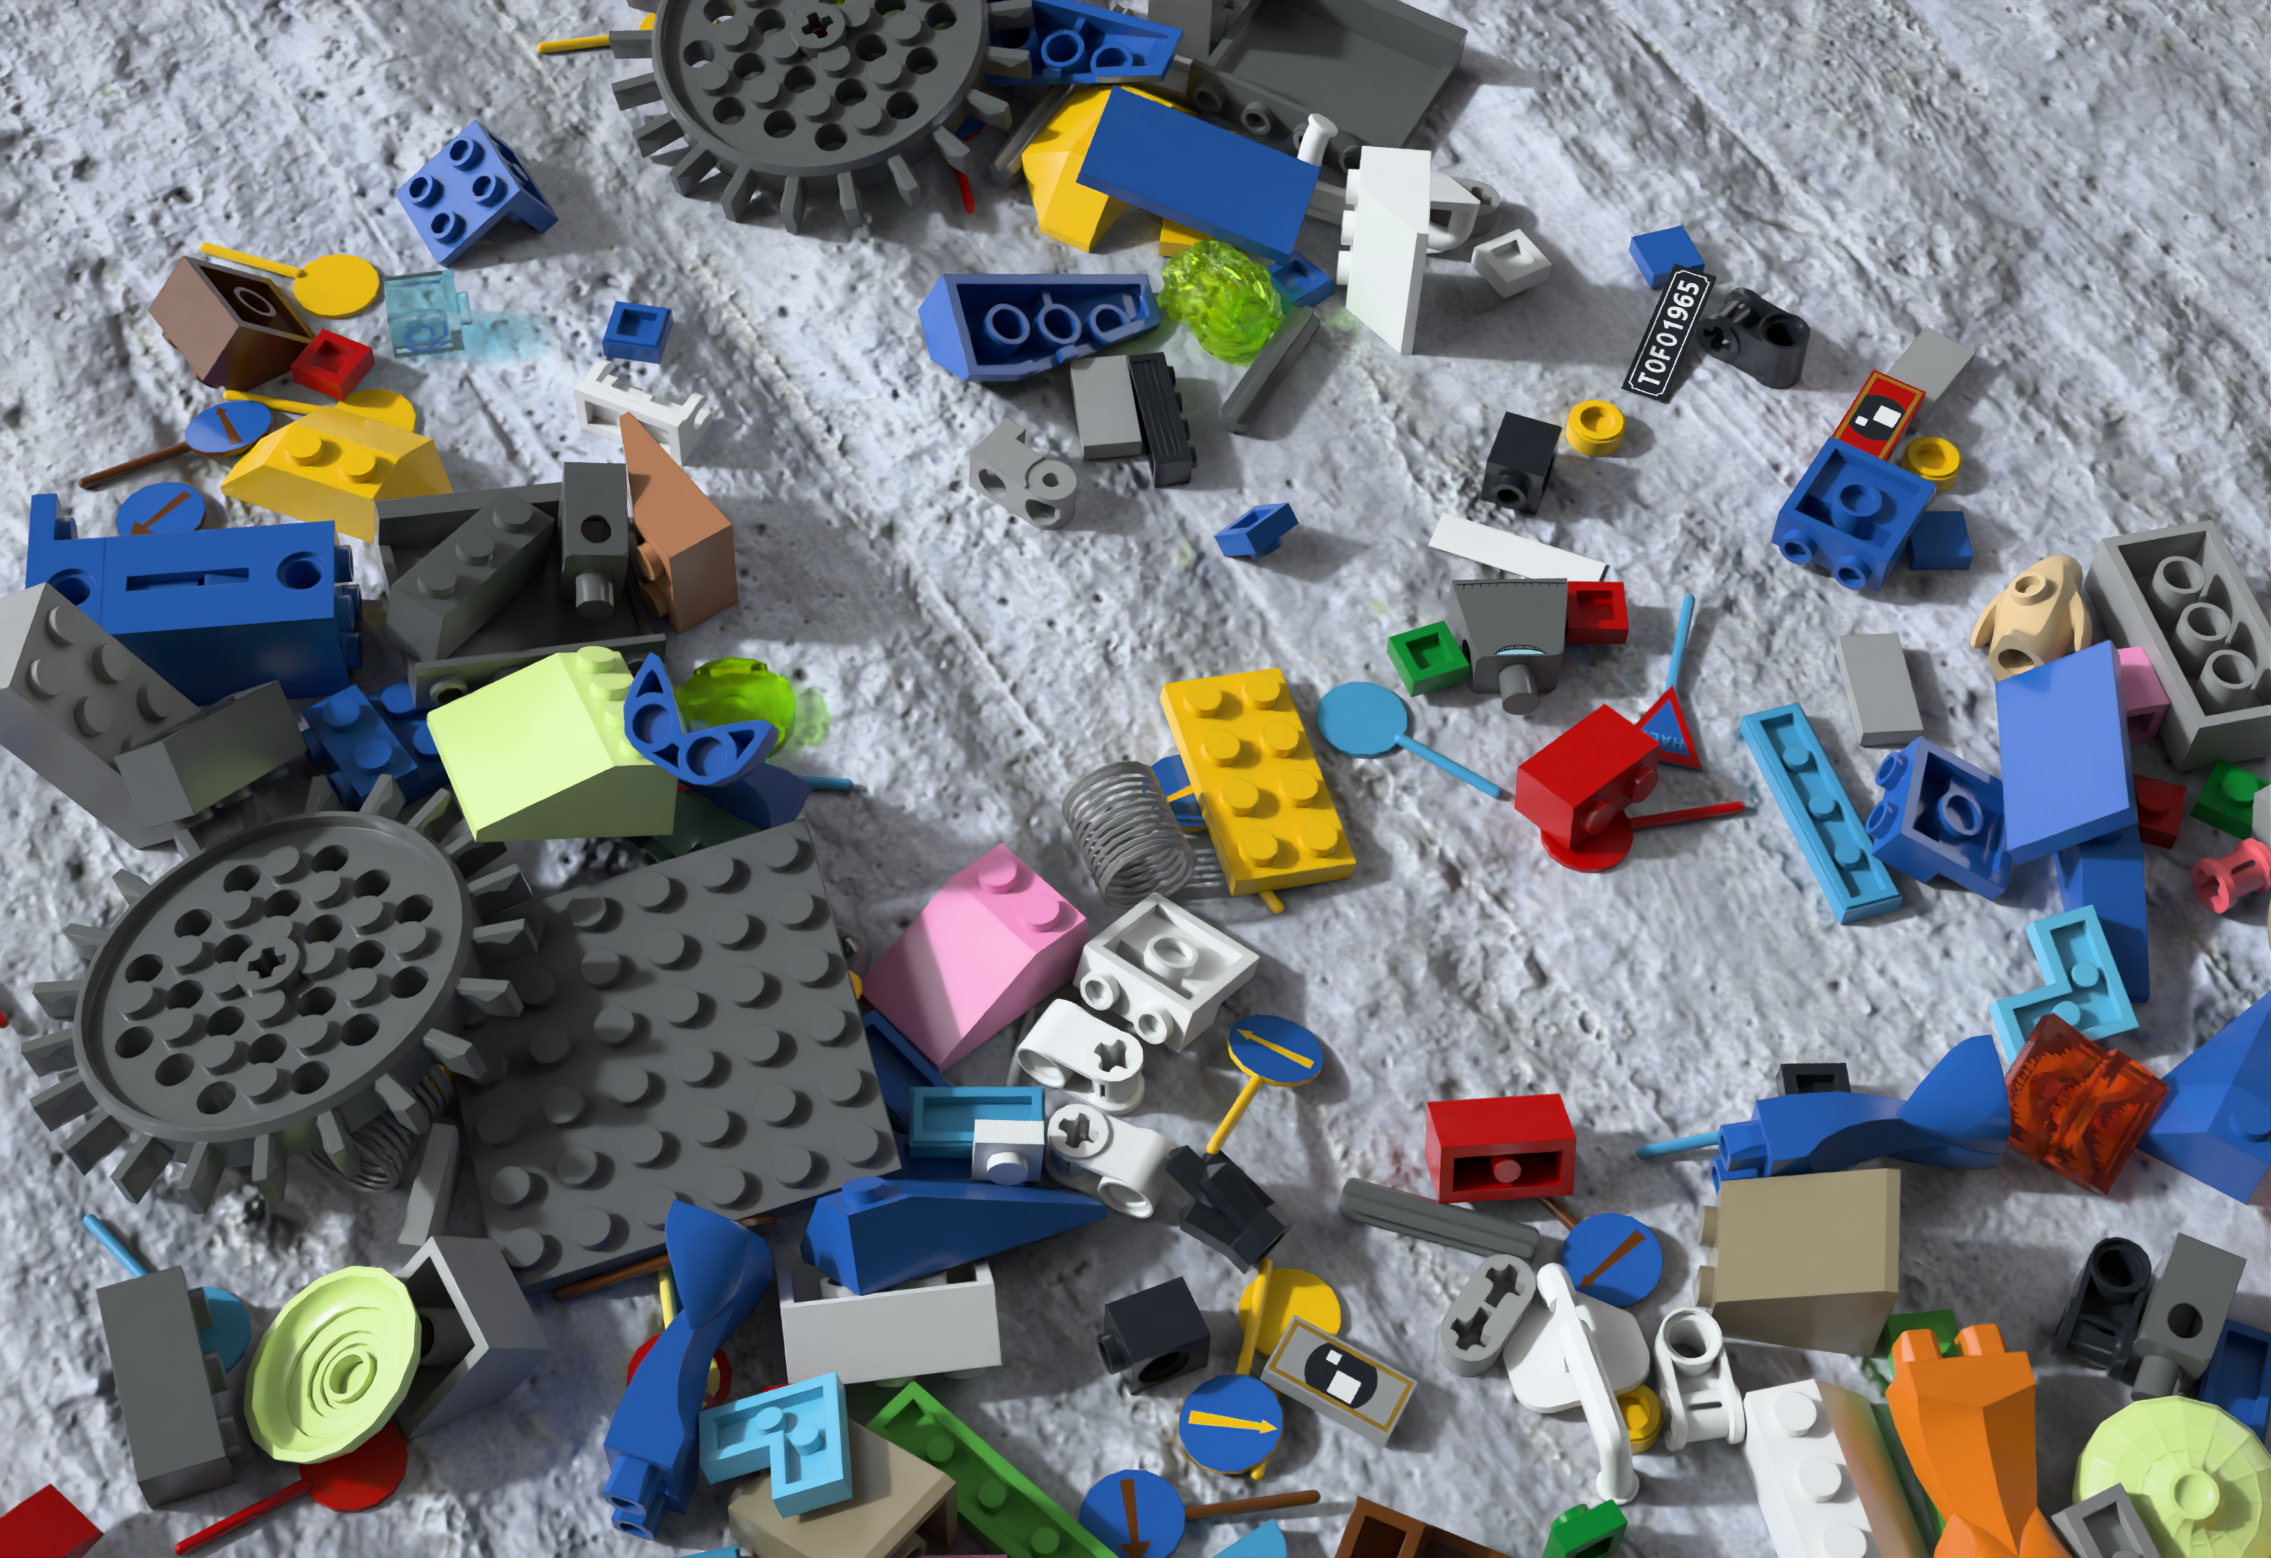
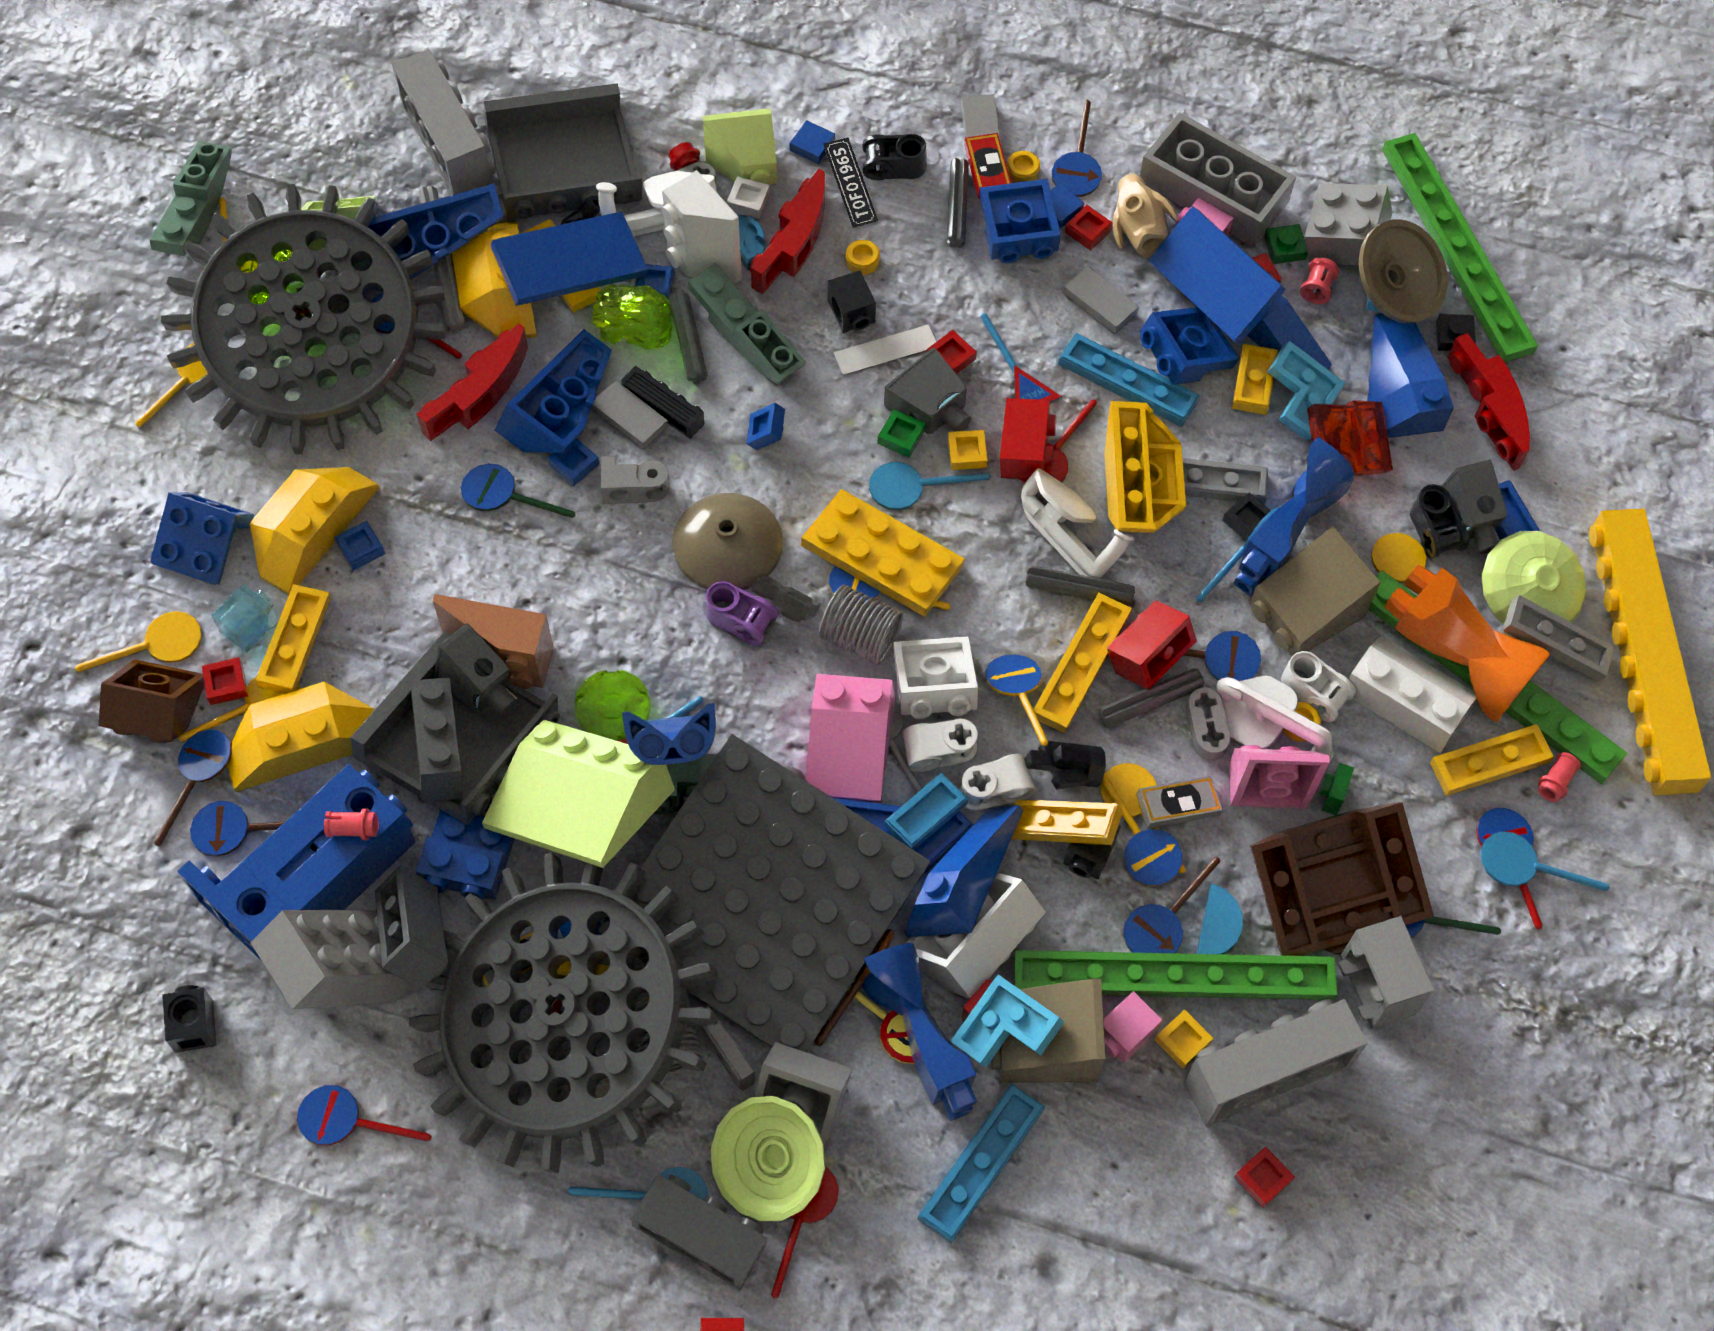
camera: 40 degrees left, 10 degrees up
(267, 588) = (351, 824): none -> coral pin
(451, 373) = (293, 639): none -> yellow plate
(593, 257) = (304, 519): none -> yellow wedge
(604, 399) = (410, 589): white hinge -> none
(858, 375) = (492, 487): none -> blue piece
(976, 244) = (487, 380): none -> red slope
(976, 407) = (574, 462): none -> blue plate
(998, 721) = (746, 615): none -> medium lavender piece
(1007, 1151) = (958, 815): white plate -> none
(1071, 653) = (735, 557): none -> dark tan dish
(1071, 747) = (793, 603): none -> clear smoke plate
(1141, 1270) = (1068, 821): none -> yellow tile
(1351, 396) = (744, 327): none -> sand green slope
(1377, 1103) = (1081, 663): none -> yellow plate
(1464, 308) = (751, 239): none -> dark azure tile
(1477, 164) = (683, 155): none -> red plate
(1483, 1011) = (1078, 585): none -> dark grey axle
(1495, 1442) = (1275, 776): none -> bright pink slope
(1496, 738) = (967, 450): none -> yellow plate
(1520, 350) = (797, 234): none -> red slope
(1552, 881) = (1050, 520): none -> white piece
(1559, 193) = (741, 145): none -> yellowish green slope
(1710, 920) = (1142, 469): none -> yellow wedge
(1790, 447) = (957, 202): none -> dark grey axle
(1813, 1015) = (1224, 480): none -> light grey tile
(1951, 592) = (1088, 227): none -> red tile
(1995, 936) = (1253, 382): none -> yellow plate
(2011, 521) = (1078, 170): none -> blue piece
(2012, 1304) = (1397, 555): none -> yellow piece

